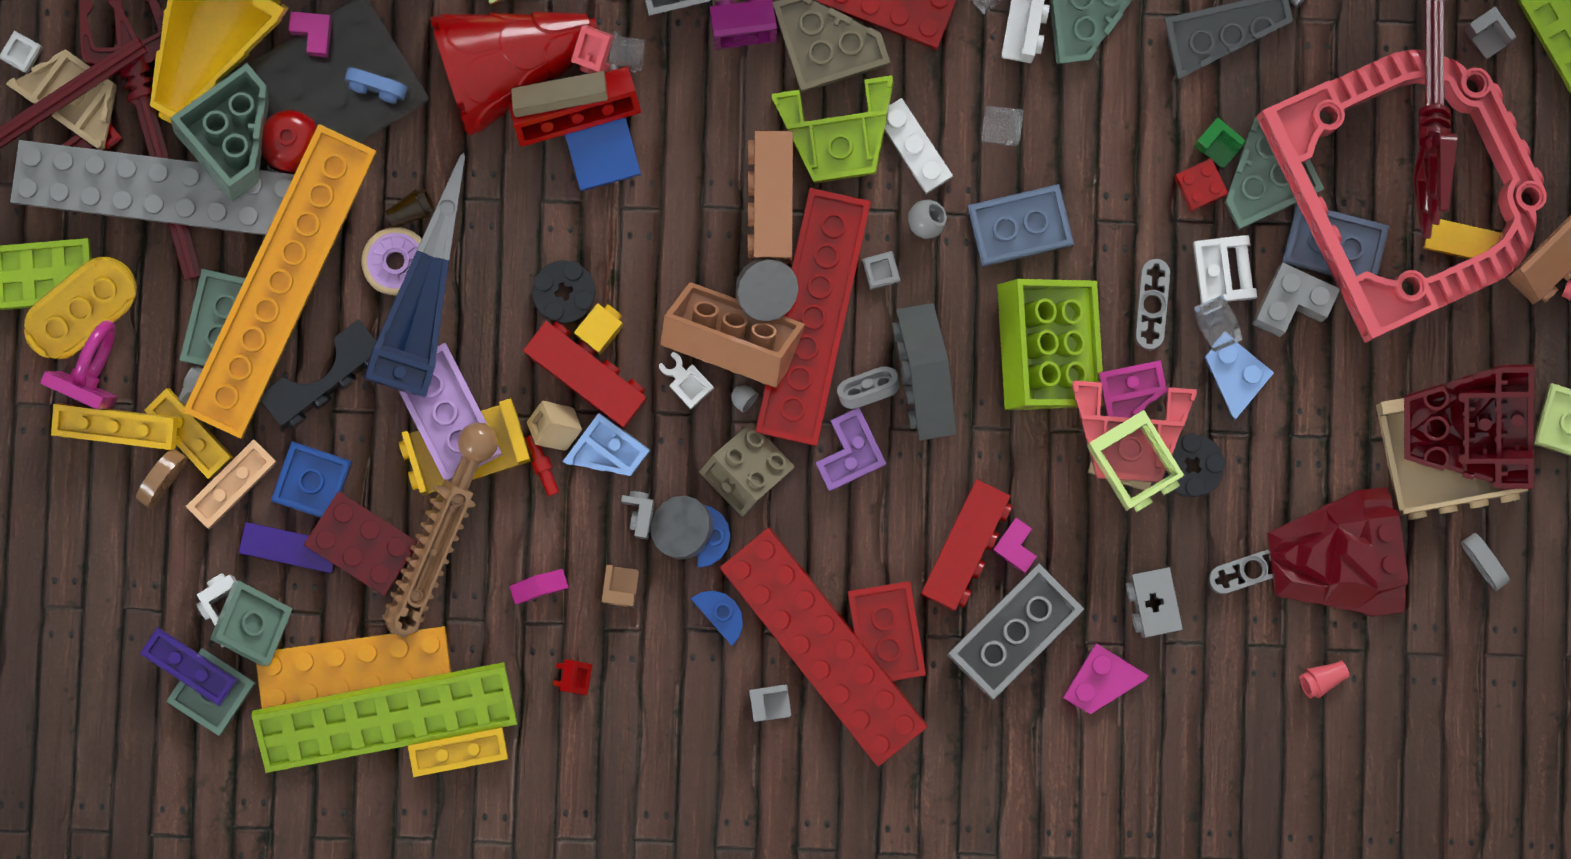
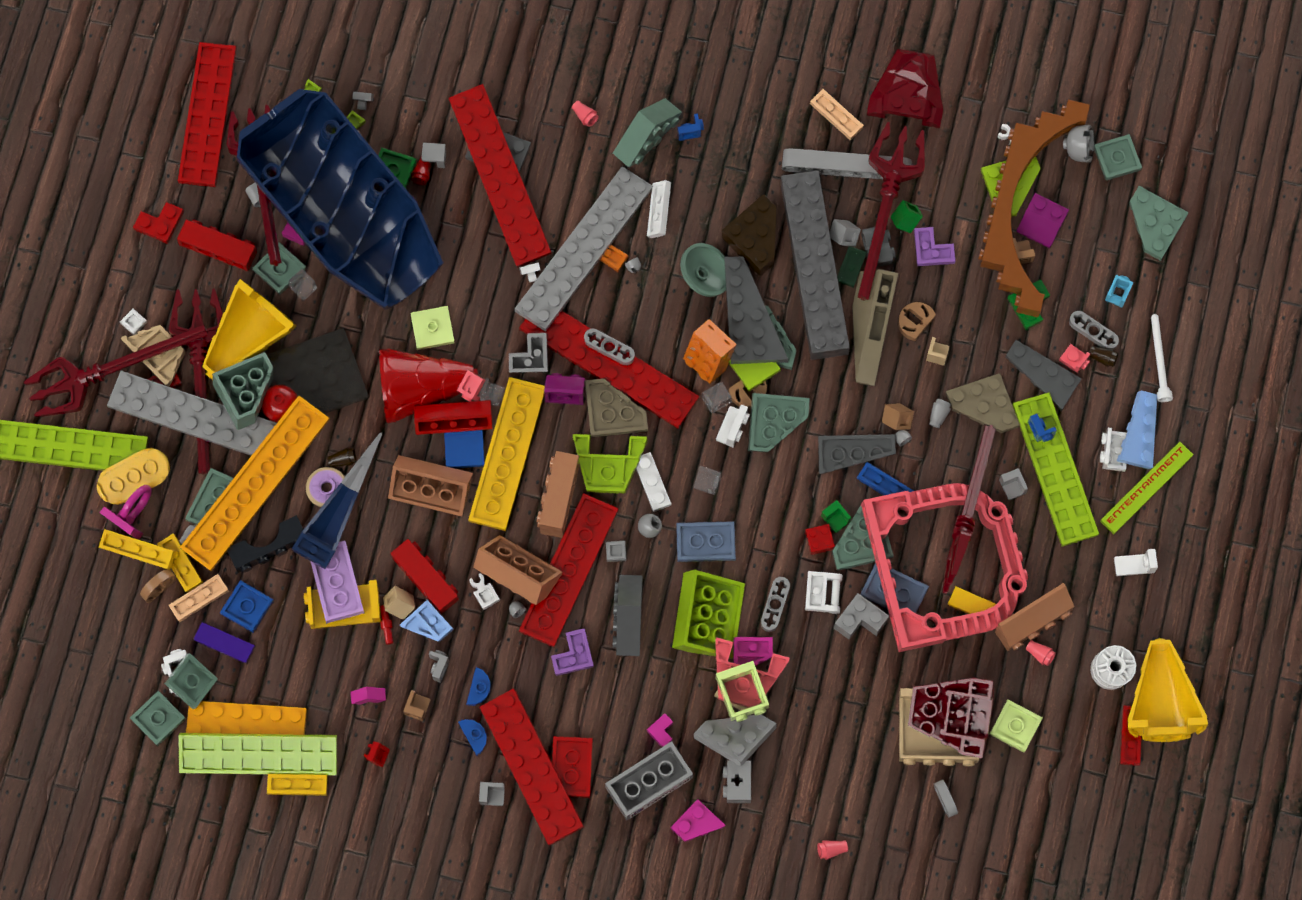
camera: 15 degrees right, 10 degrees down
(189, 666) = (148, 699): dark purple tile -> none
(317, 29) = (310, 341): dark pink piece -> none
(360, 543) = (267, 648): dark red plate -> none
(388, 89) = (331, 377): medium blue plate -> none
(476, 443) = (349, 602): medium nougat gear -> none
(548, 283) = (431, 532): black plate -> none
(559, 94) = (445, 407): dark tan tile -> none
(561, 224) = (430, 485): none -> nougat slope
(600, 327) = (439, 550): yellow brick -> none
(673, 147) = (507, 454): none -> yellow plate
(681, 527) = (461, 678): flat silver tile -> none
(746, 469) = (508, 651): dark tan bracket -> none
(766, 289) = (543, 545): flat silver tile -> none
(868, 387) = (592, 618): light grey plate -> none
(965, 546) = (630, 724): red brick -> none
(1132, 538) = (735, 739): none -> light grey plate
(1211, 465) = (790, 705): black plate -> none
(1218, 323) = (811, 622): clear panel -> none
(1227, 569) = (787, 771): light grey beam -> none
(1237, 376) = (817, 655): light blue wing -> none
(1280, 71) = (880, 481): none -> blue tile
(1343, 555) = (858, 777): dark red wedge -> none

